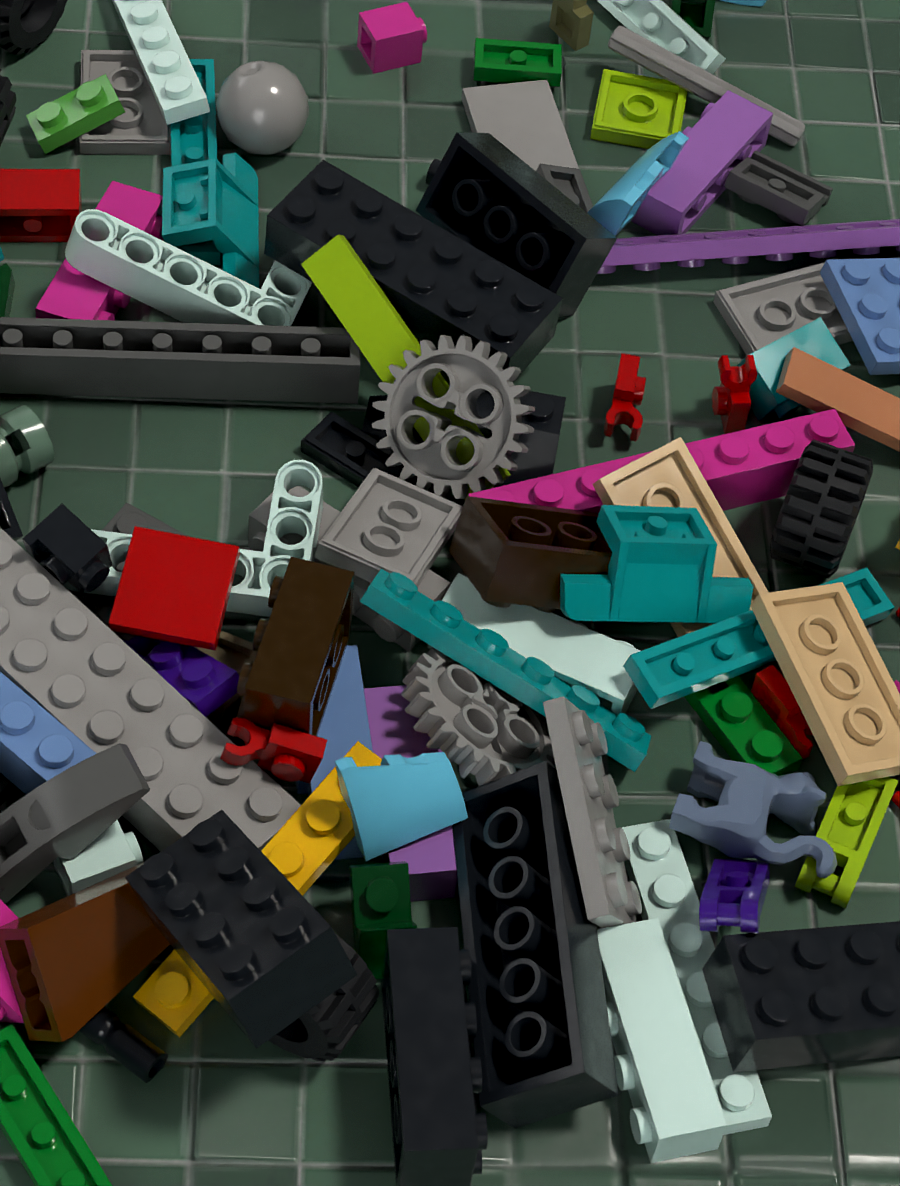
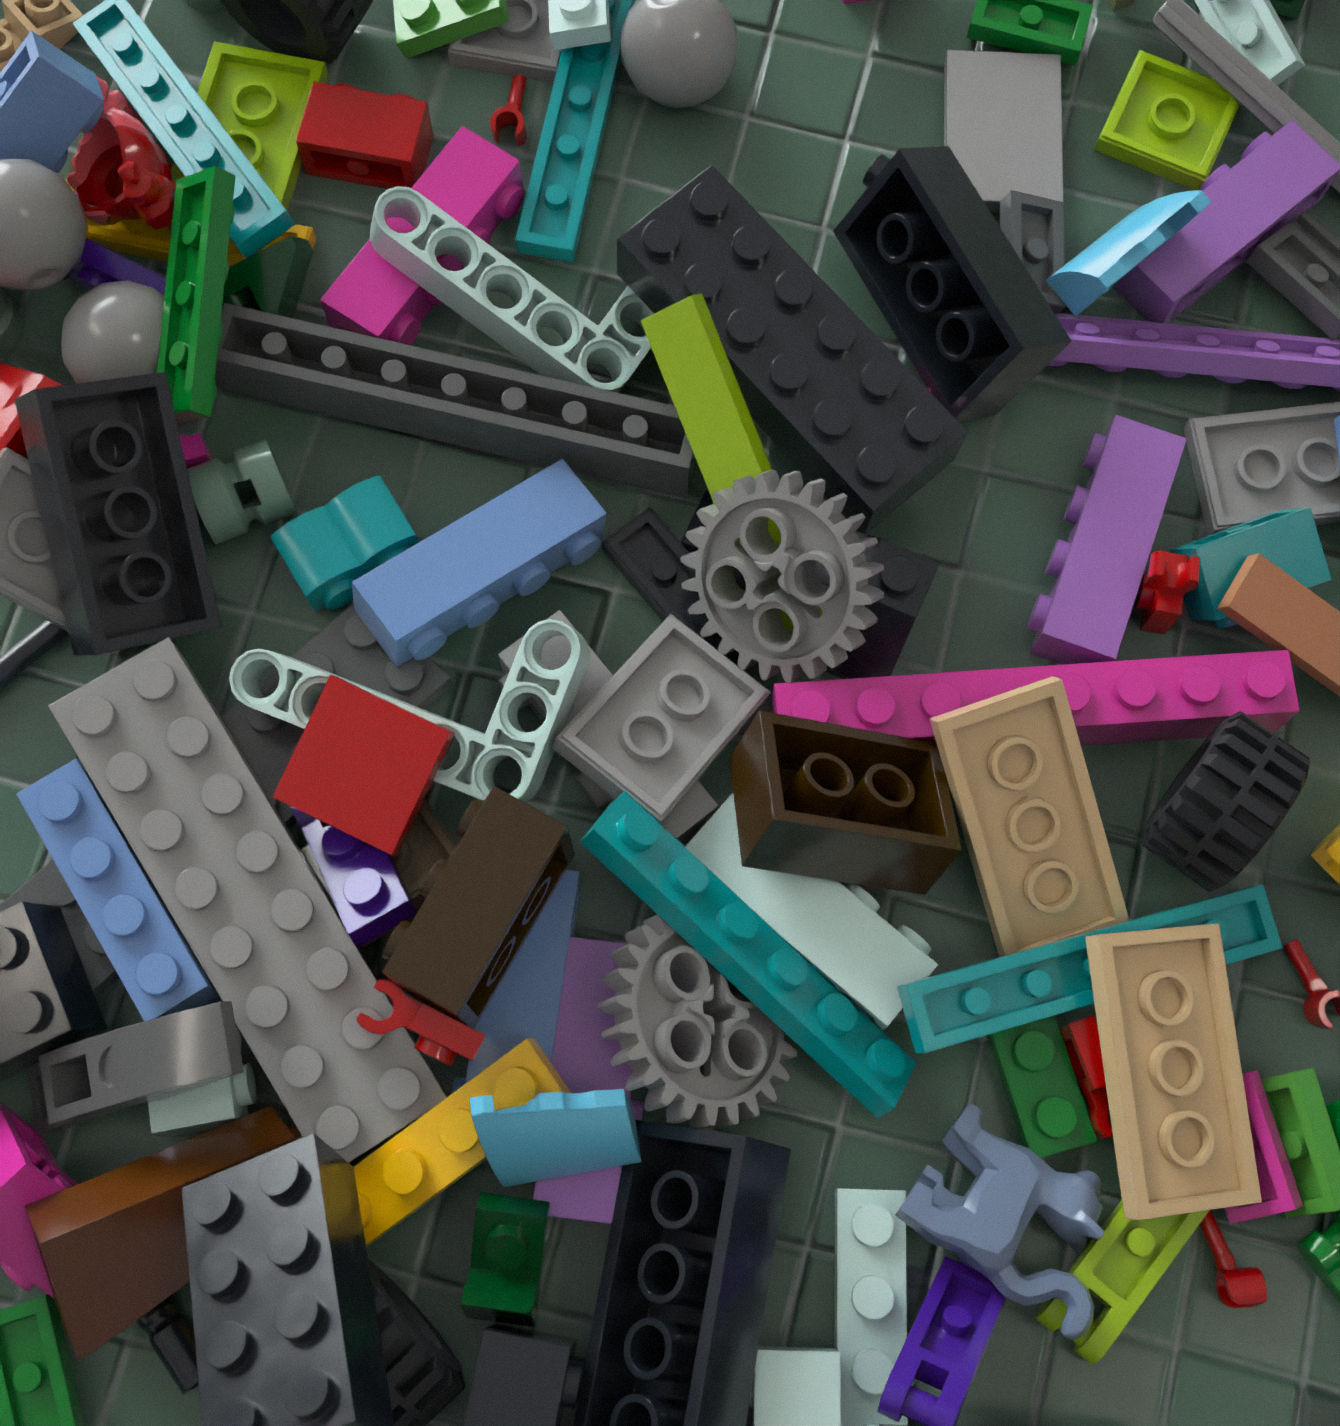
camera: 20 degrees right, 20 degrees up
(69, 550) = (244, 693): black brick -> none
(101, 472) = (343, 542): none -> teal brick
(141, 175) = (511, 112): none -> red hand
(213, 461) = (479, 563): none -> medium blue brick
(215, 204) = (584, 189): teal plate -> none
(588, 808) = (790, 1207): light grey plate -> none
(627, 392) = (1029, 552): red plate -> none
(655, 572) = (979, 861): teal plate -> none
(682, 368) = (1108, 543): none -> medium lavender brick

